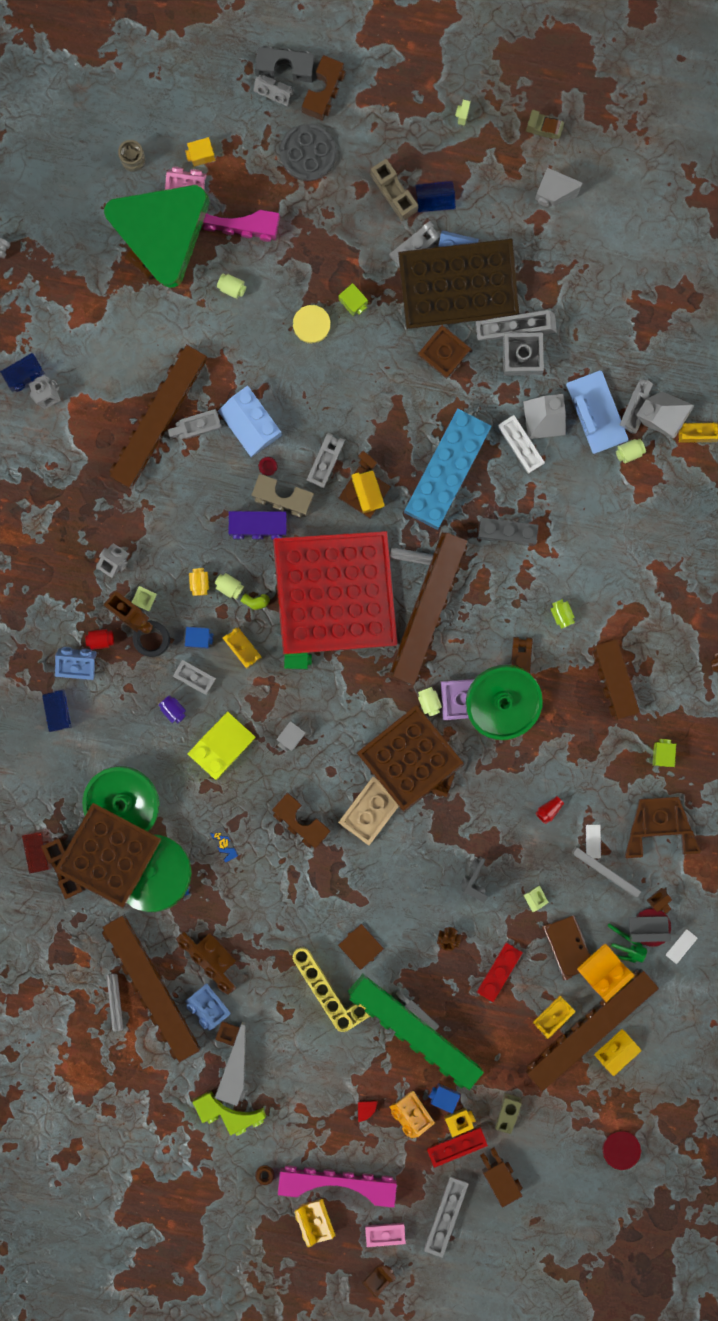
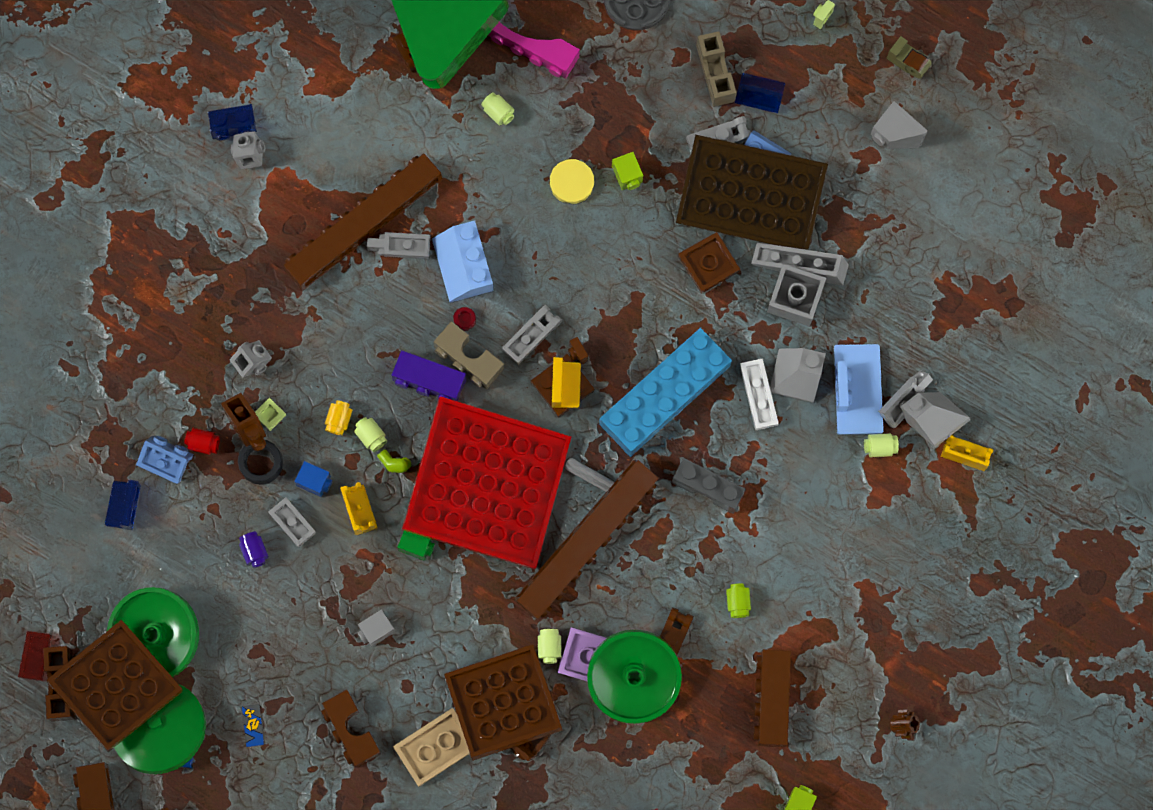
camera: 20 degrees right, 10 degrees down
(221, 745) = (292, 610): neon yellow slope -> none

